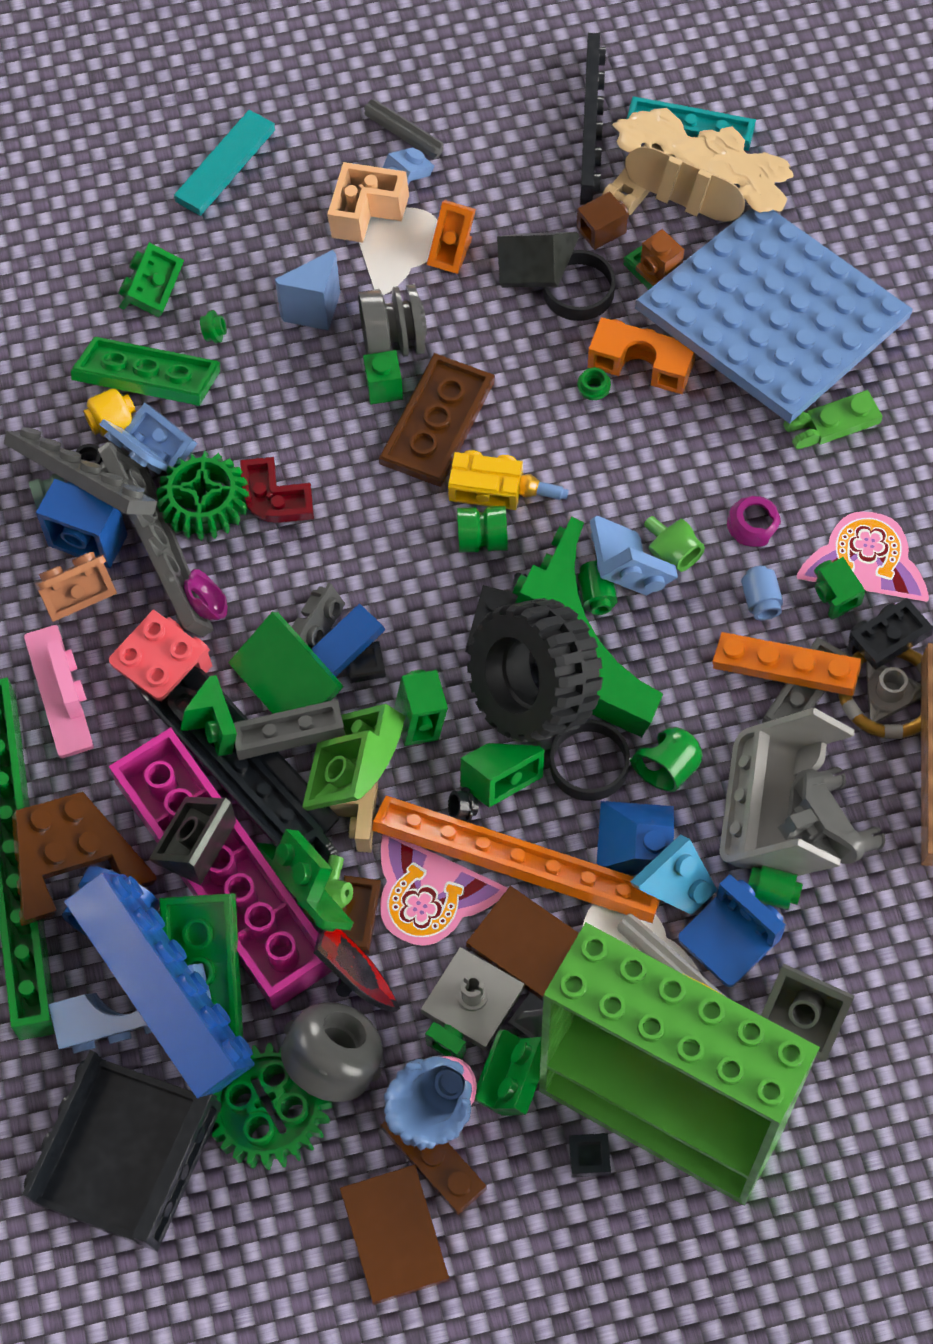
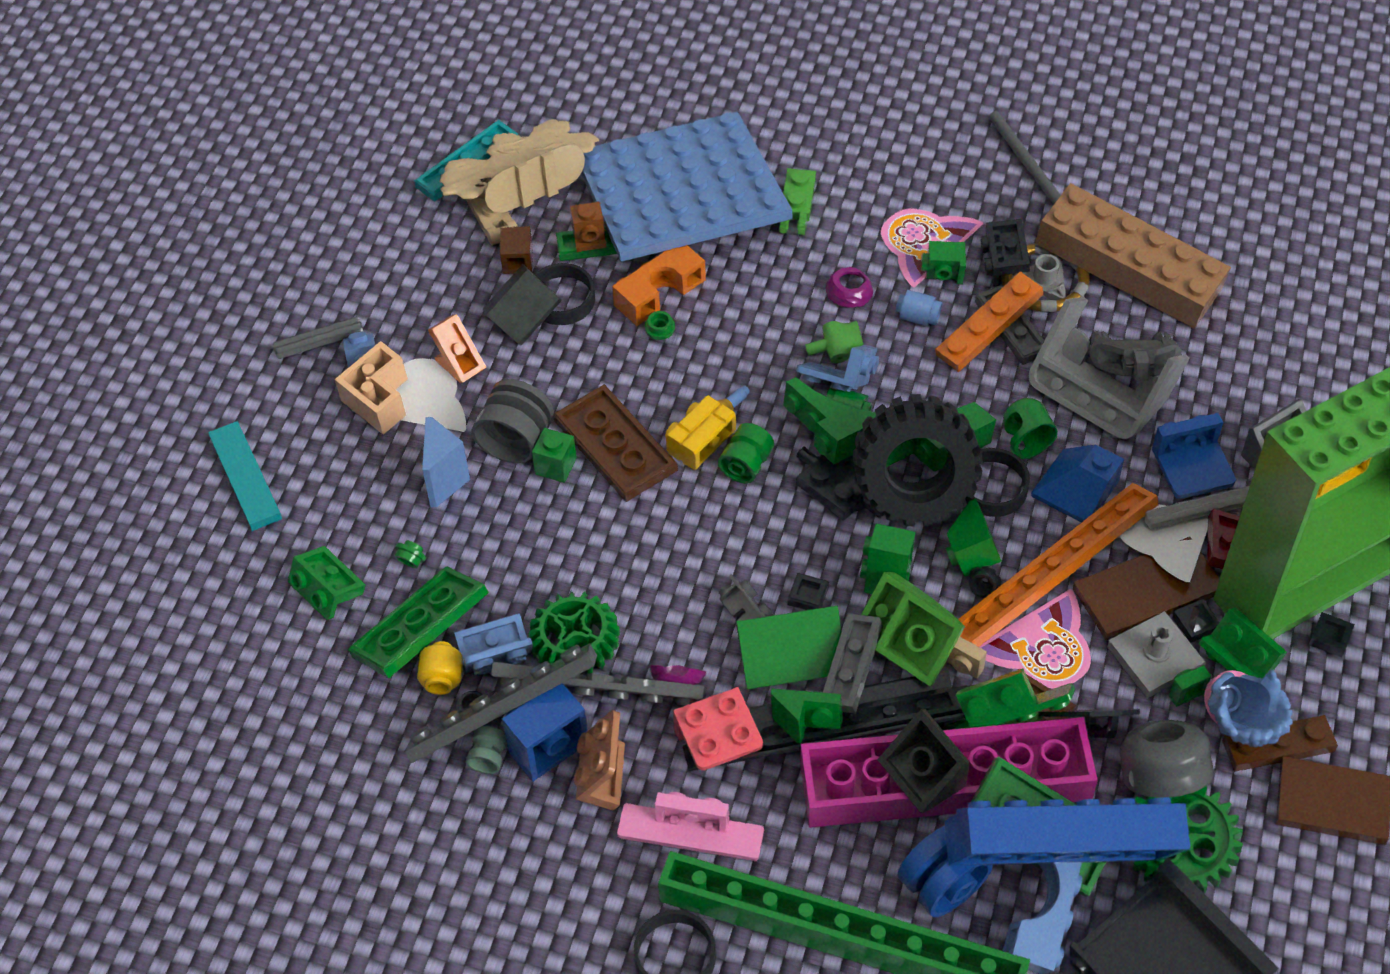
camera: 60 degrees left, 10 degrees down
(64, 838) = (856, 880): reddish brown wing -> none
(271, 501) = (615, 587): dark red plate -> none
(348, 639) = (785, 585): blue tile -> none
(592, 128) = (415, 214): black plate -> none
(677, 877) = (1138, 464): dark azure wing -> none
(775, 886) = (1173, 409): green brick -> none

